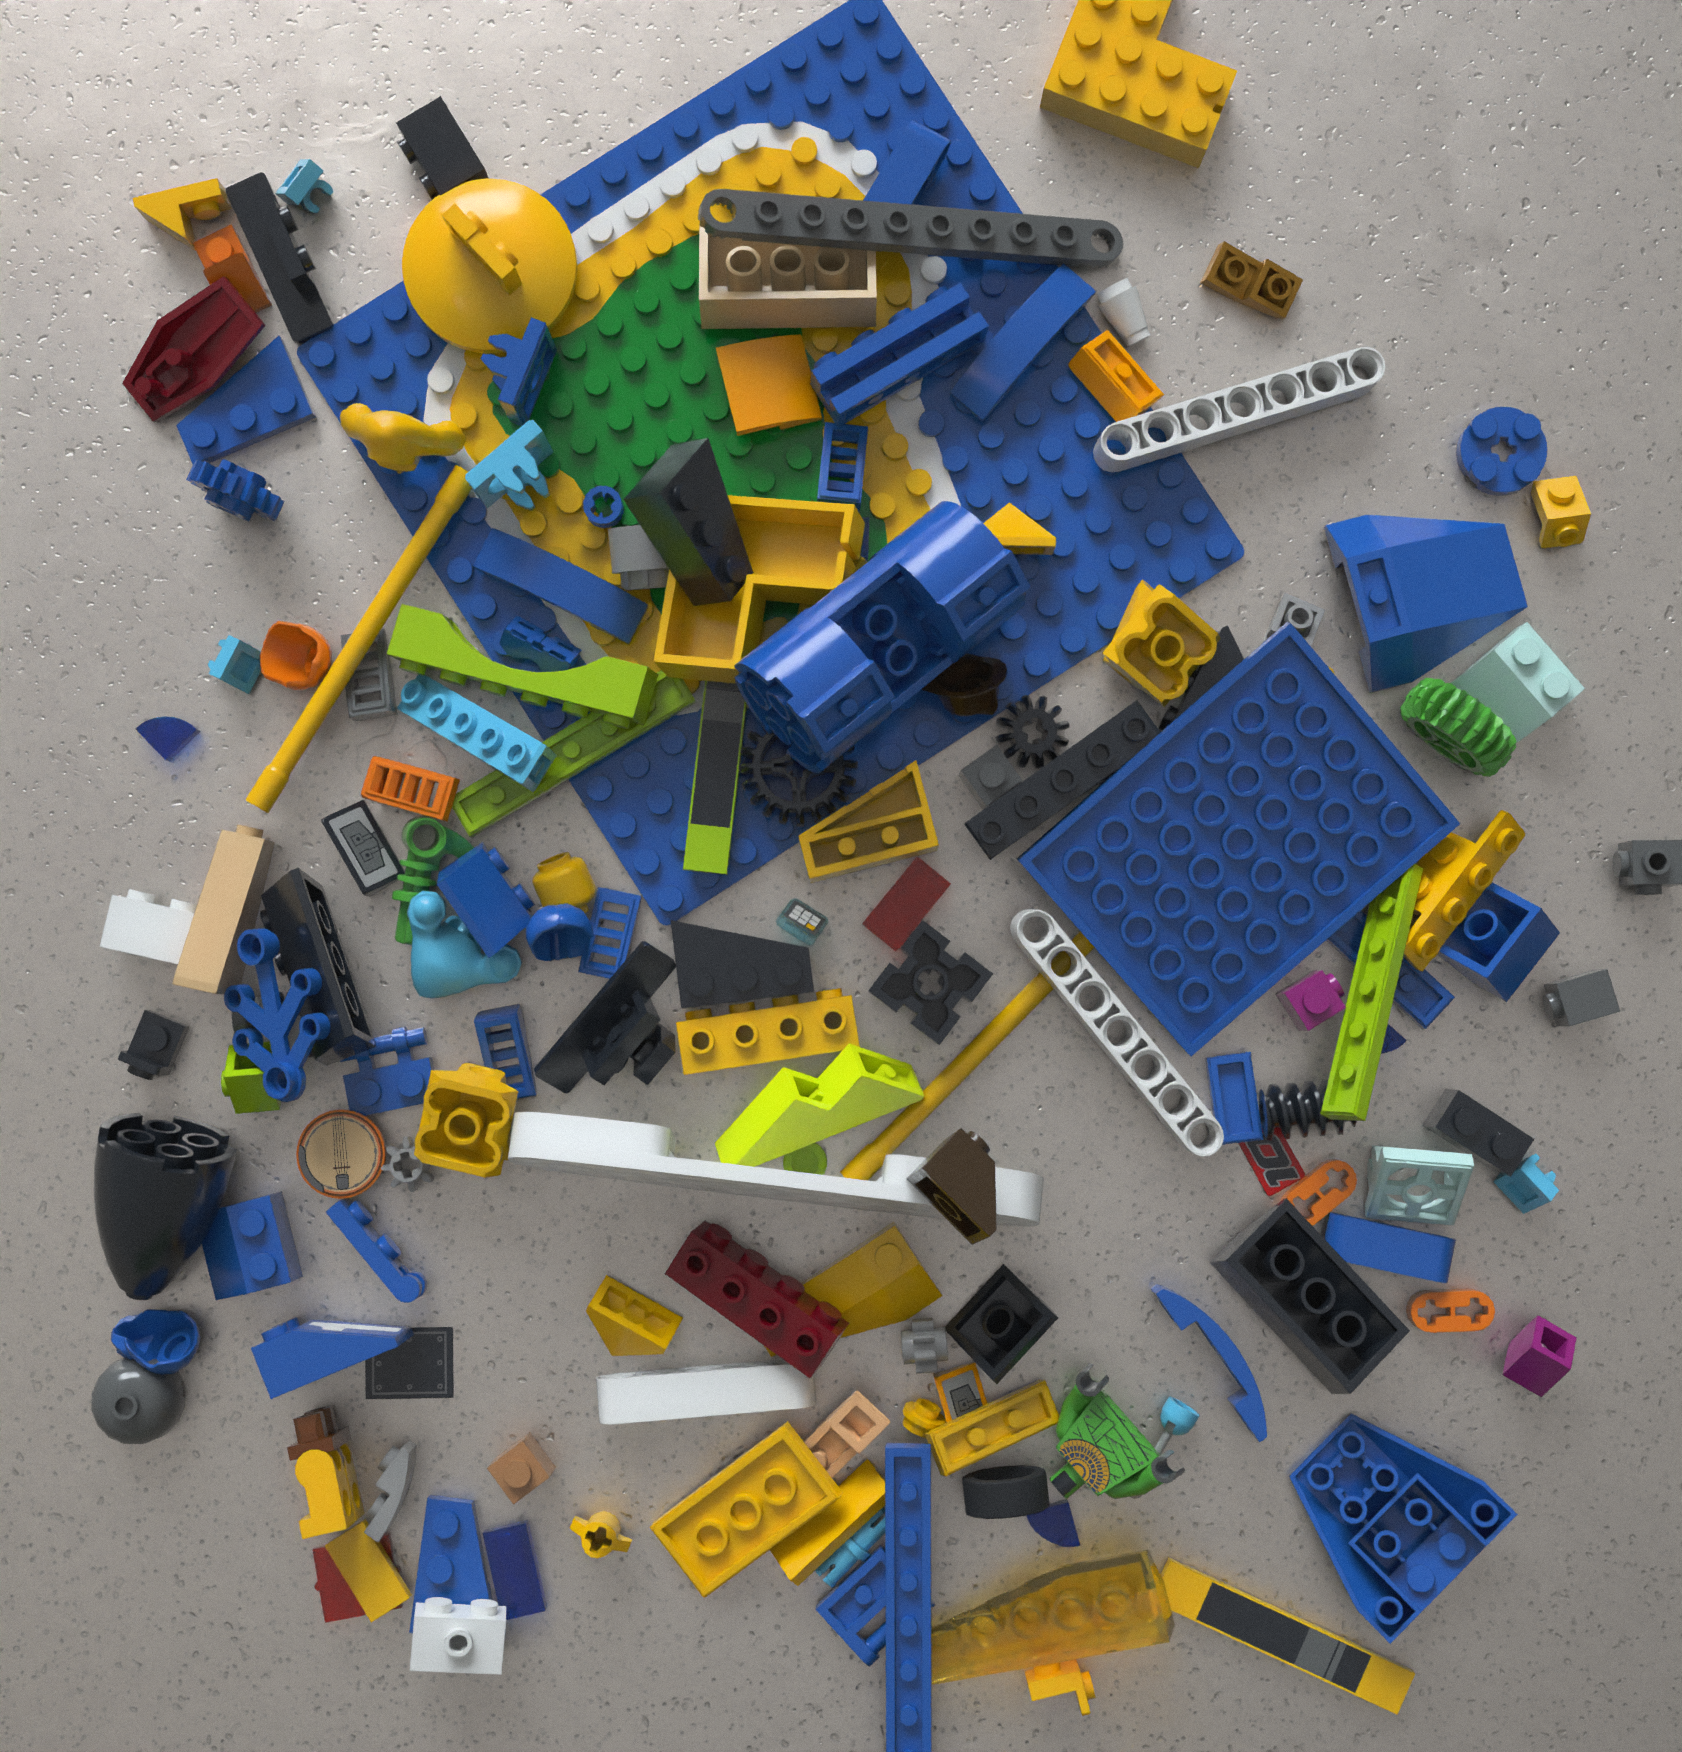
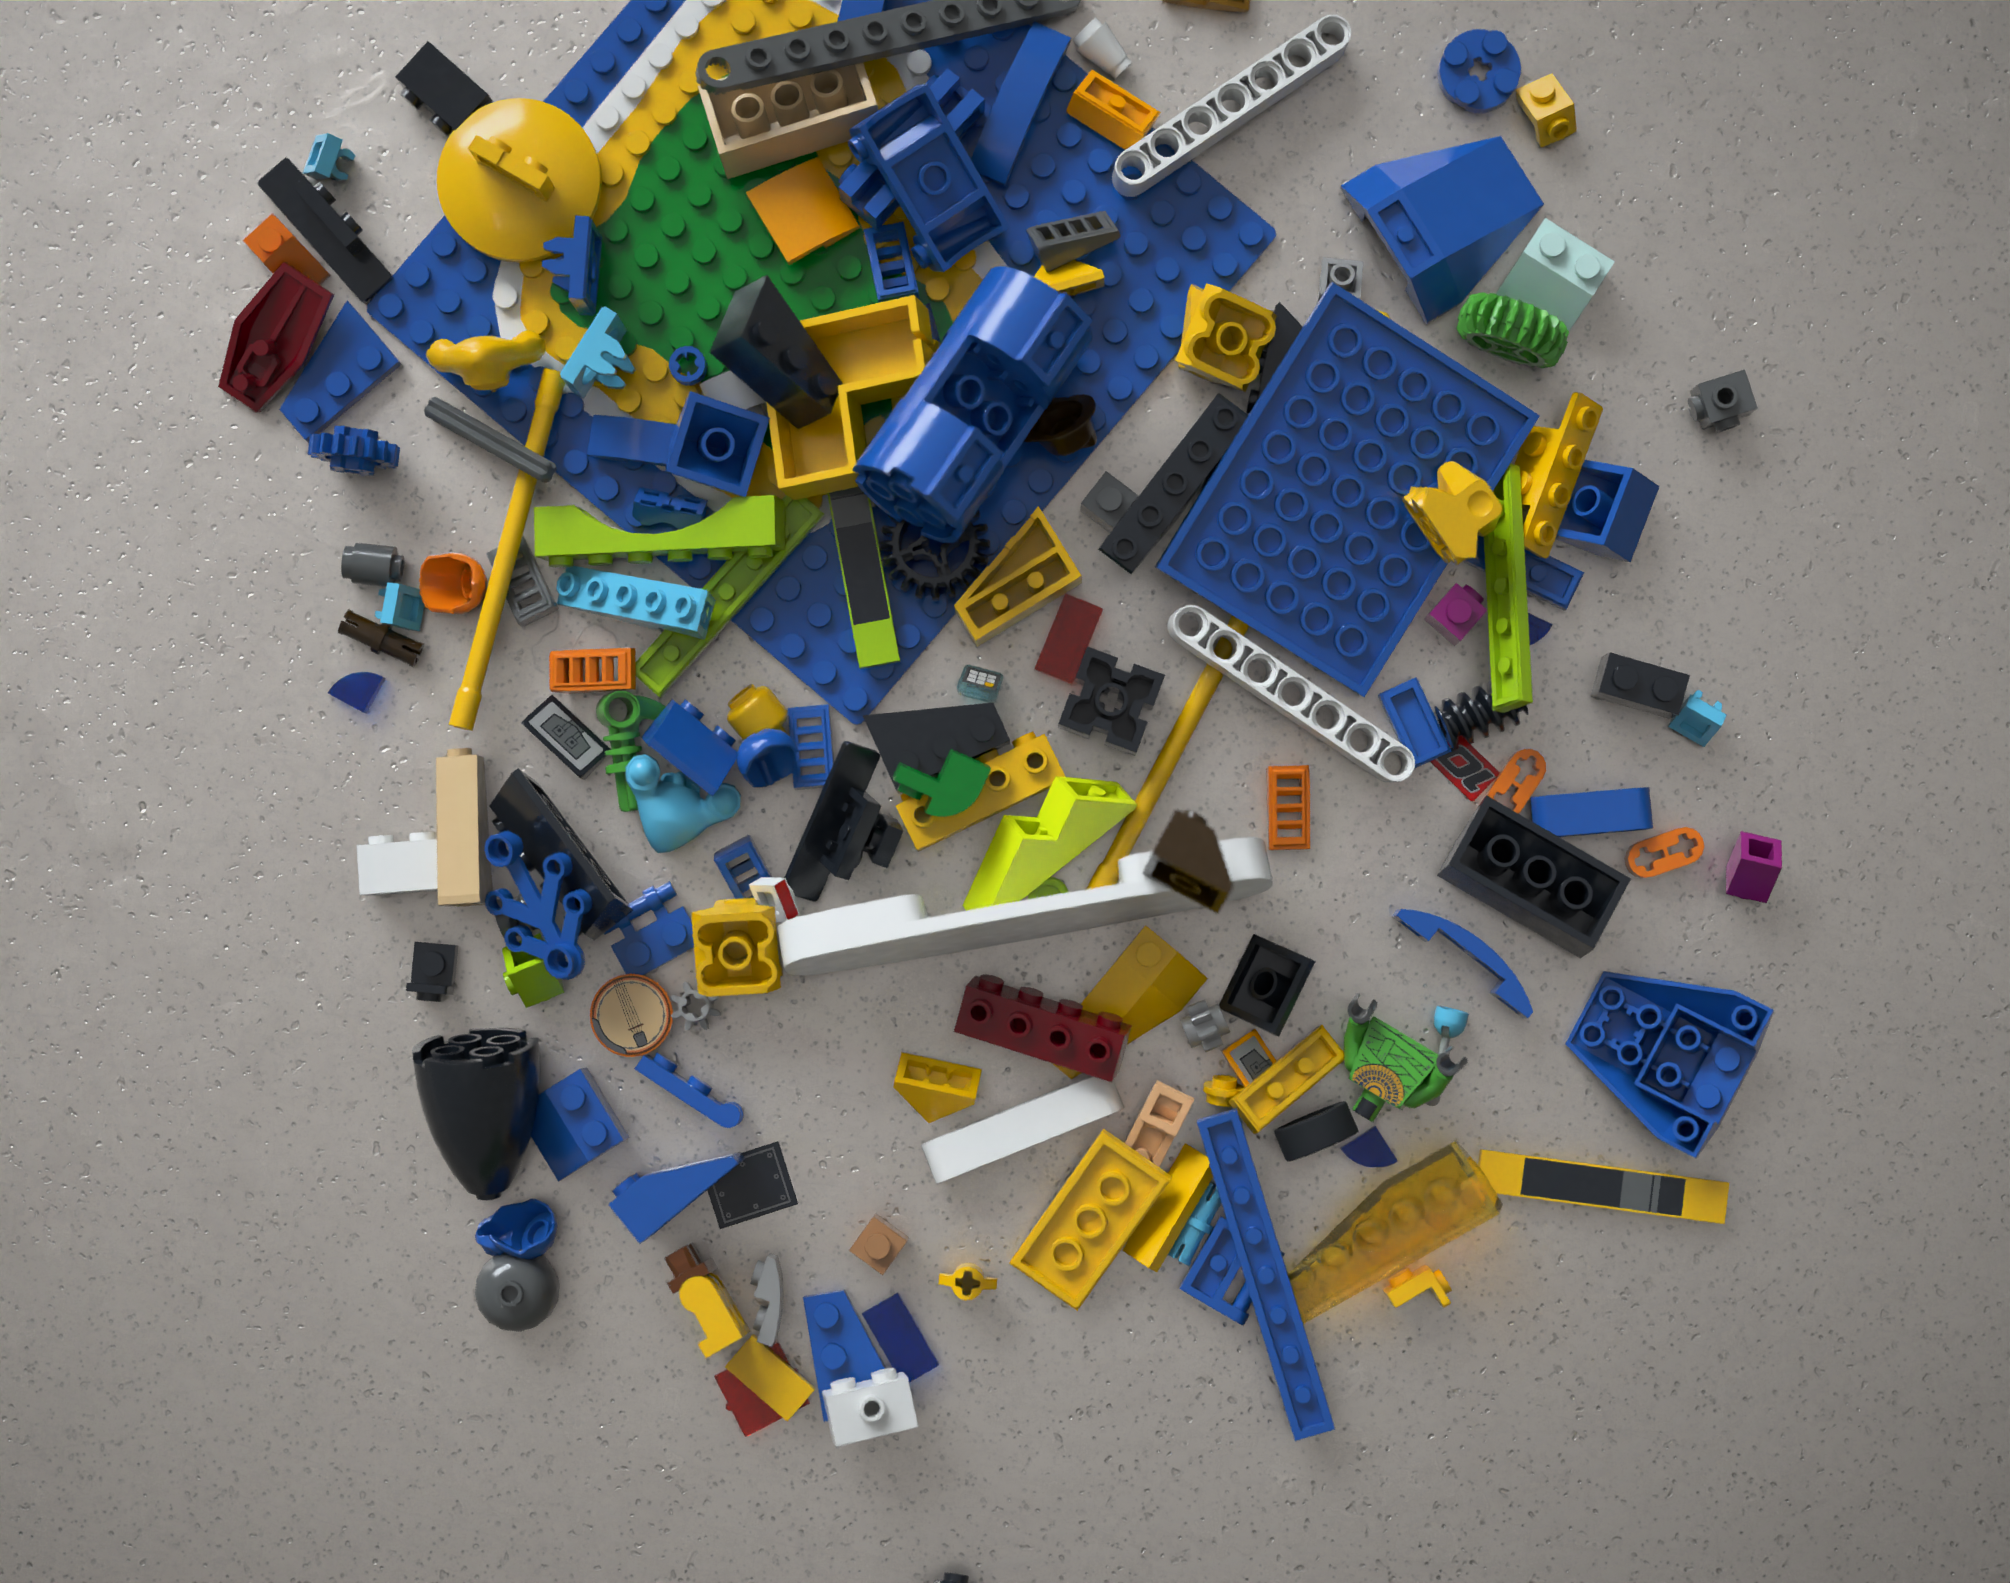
camera: 10 degrees left, 0 degrees up
(175, 207) = (215, 215): yellow slope -> none
(206, 689) = (380, 638): none -> dark brown pin
(220, 611) = (372, 564): none -> dark grey brick
(378, 521) = (490, 439): none -> dark grey axle
(524, 1077) = (777, 894): none -> white plate
(604, 596) = (716, 444): none -> blue slope
(739, 1026) = (952, 791): none -> green brick
(907, 389) = (929, 177): none -> blue piece
(1033, 495) = (1071, 238): none -> dark grey slope
(1045, 725) = (1143, 440): black gear -> none
(1094, 1150) = (1288, 772): none -> orange slope
(1343, 898) = (1454, 512): none -> yellow piece
(1423, 1208) = (1627, 768): light aqua piece -> none
(1580, 998) = (1695, 539): dark grey brick -> none

